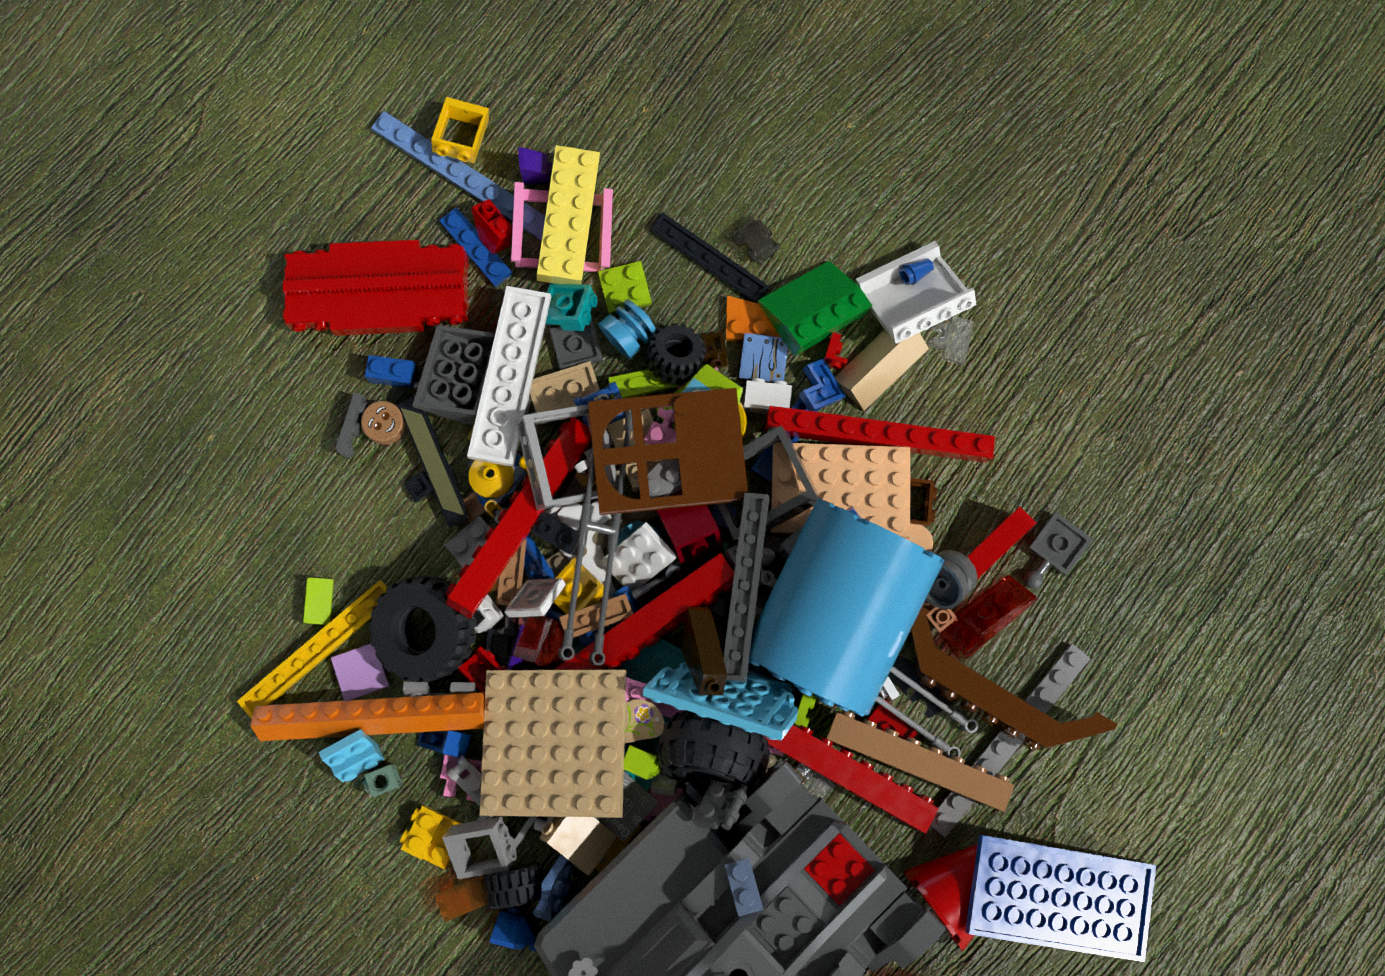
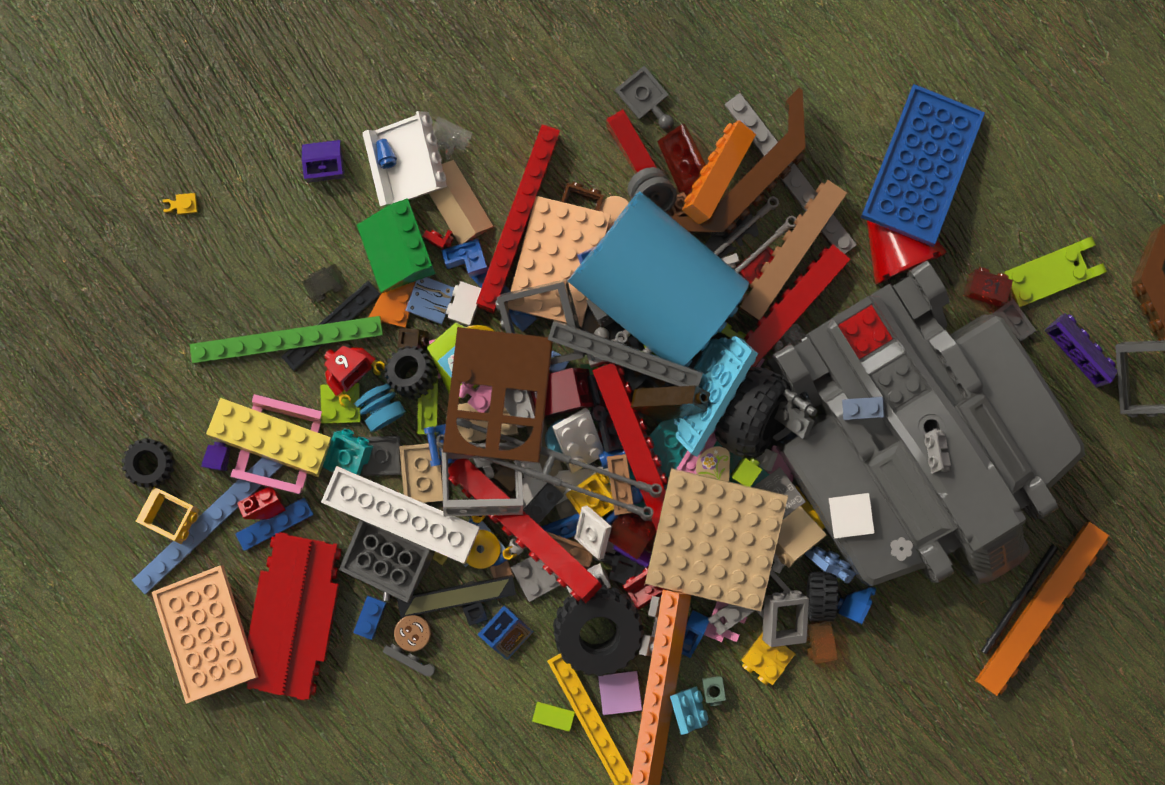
camera: 75 degrees left, 5 degrees up
(336, 197) = (204, 634): none -> light nougat plate
(402, 525) = (505, 632): none -> blue slope
(513, 81) = (132, 458): none -> black tyre
(611, 901) = (851, 515): none -> white tile
(665, 283) = (347, 367): none -> red torso
(683, 214) = (286, 339): none -> bright green plate
(807, 73) = (184, 204): none -> yellow plate
(890, 206) = (322, 161): none -> dark purple slope
(990, 651) = (718, 172): none -> orange brick

